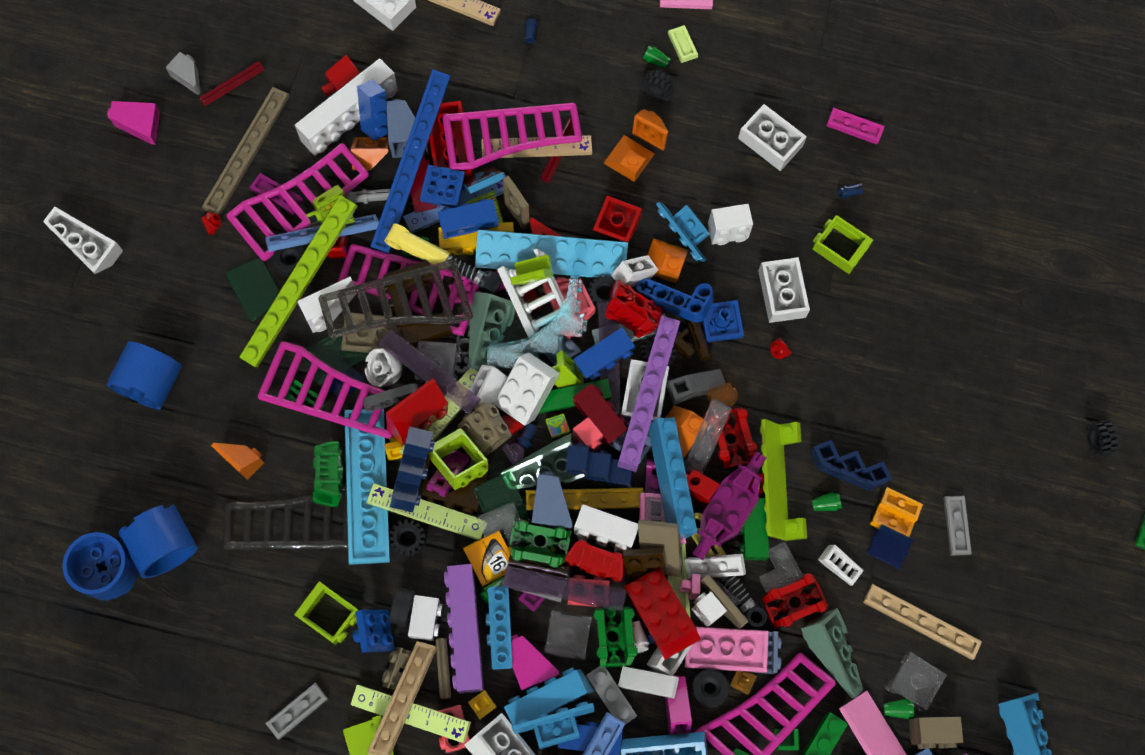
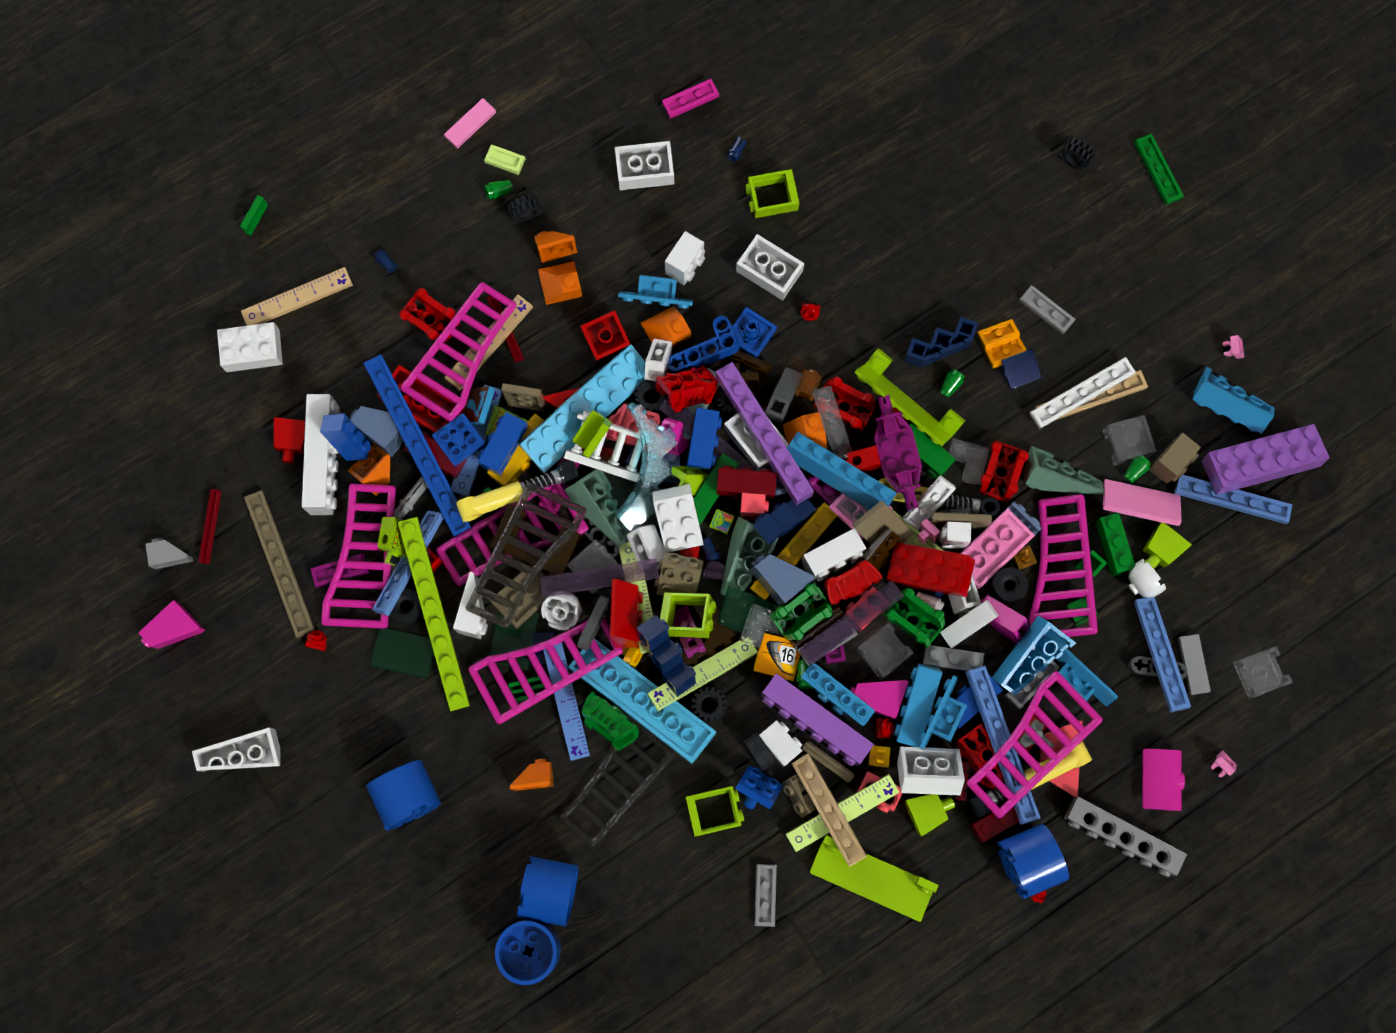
camera: 45 degrees left, 5 degrees up
(315, 435) = (568, 709): none -> medium blue tile
(507, 689) = (884, 728): none -> red plate
(525, 90) = (433, 308): none -> red piece
(593, 329) = (677, 428): none -> dark pink leg
(830, 564) = (991, 419): white slope -> none
(918, 610) = (1082, 393): none -> white tile
(1076, 703) = (1236, 347): none -> bright pink tile

